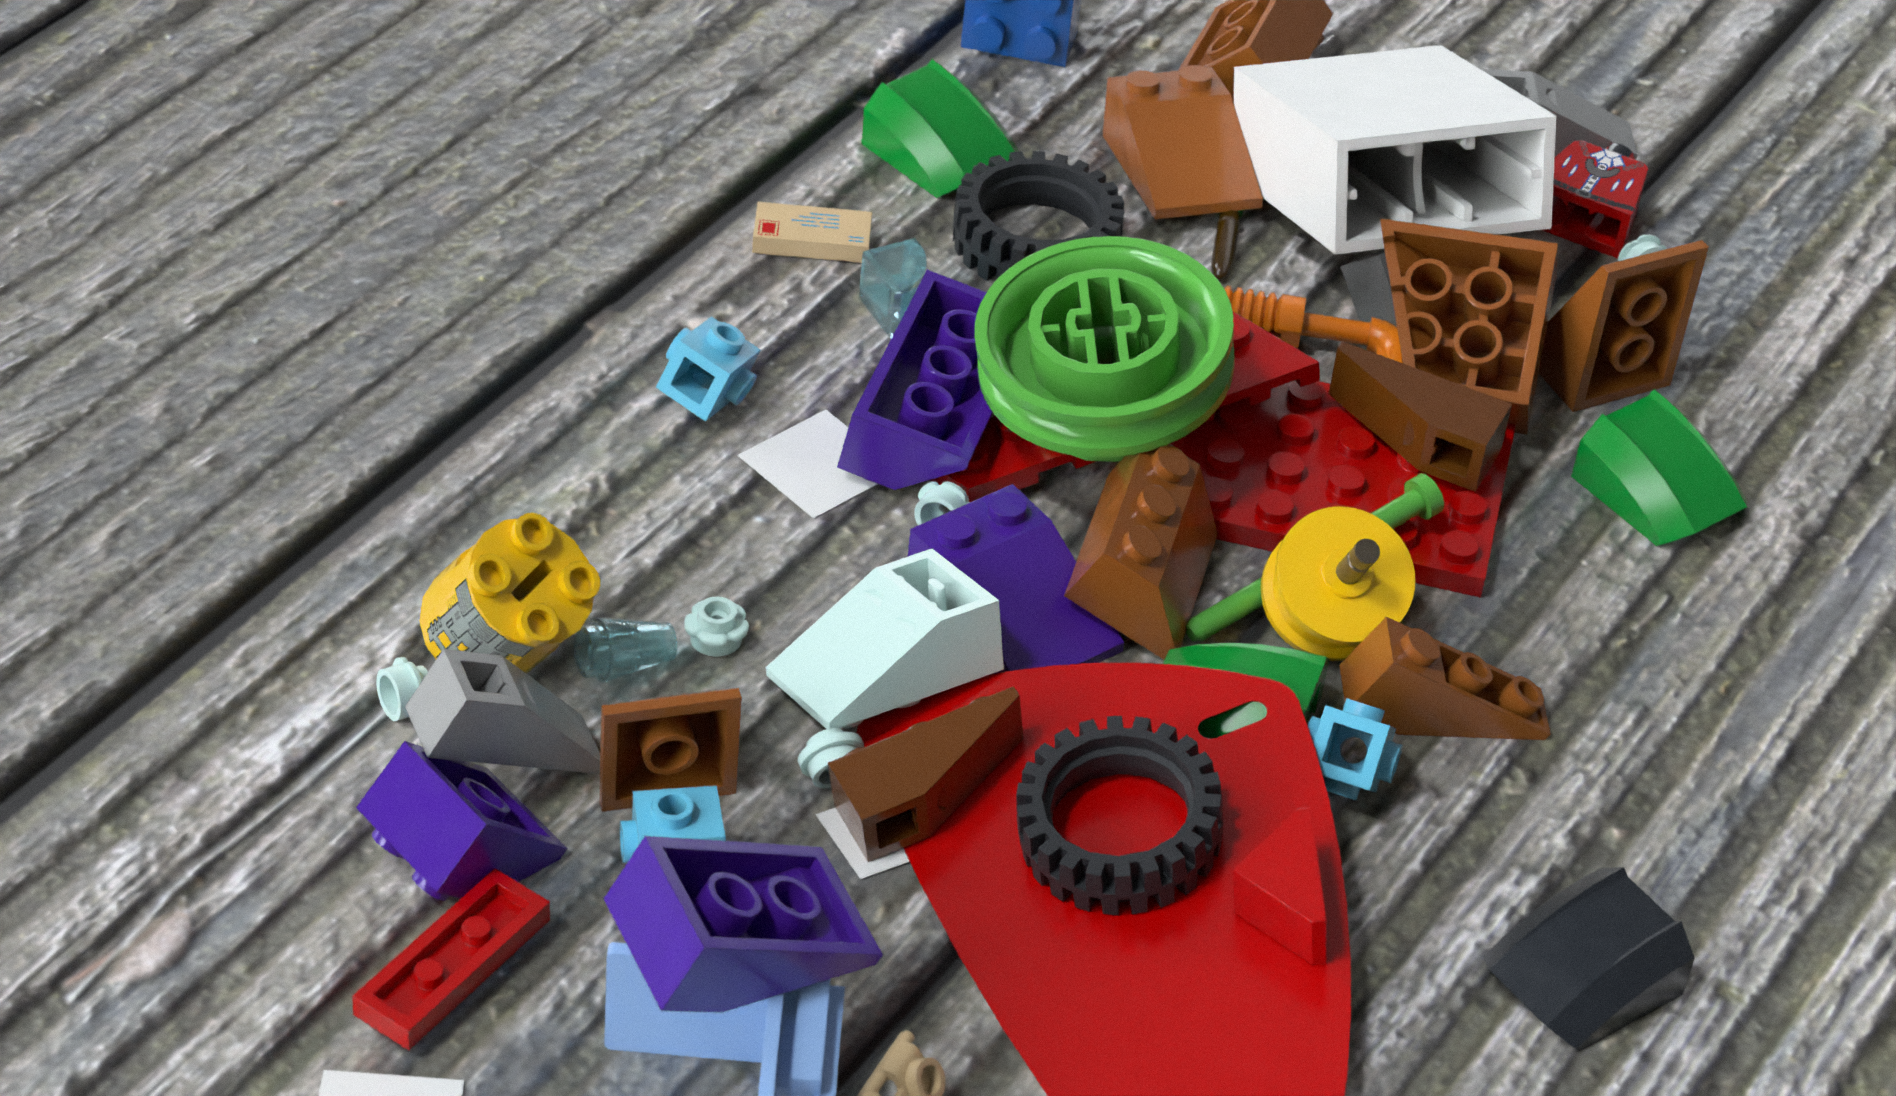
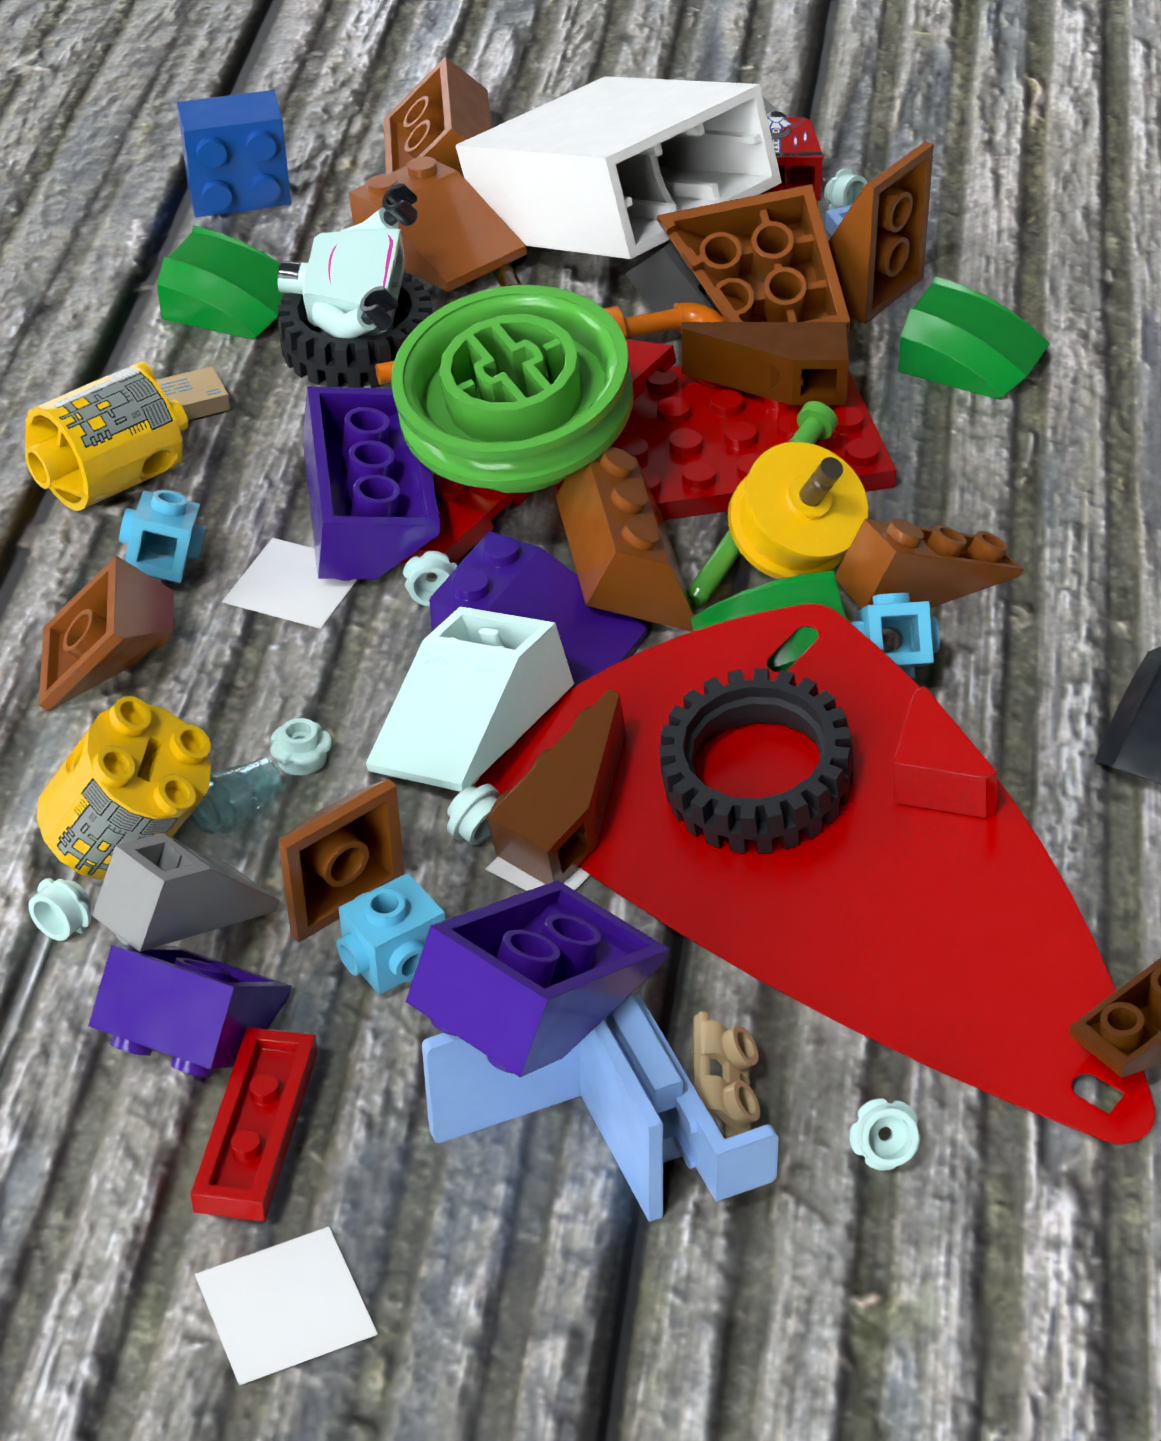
camera: 20 degrees left, 0 degrees up
(602, 442) = (103, 631): none -> dark orange slope
(712, 248) = (104, 437): none -> yellow cylinder
(890, 280) = (271, 415): clear light blue brick -> none
(1054, 168) = (355, 272): none -> light aqua torso

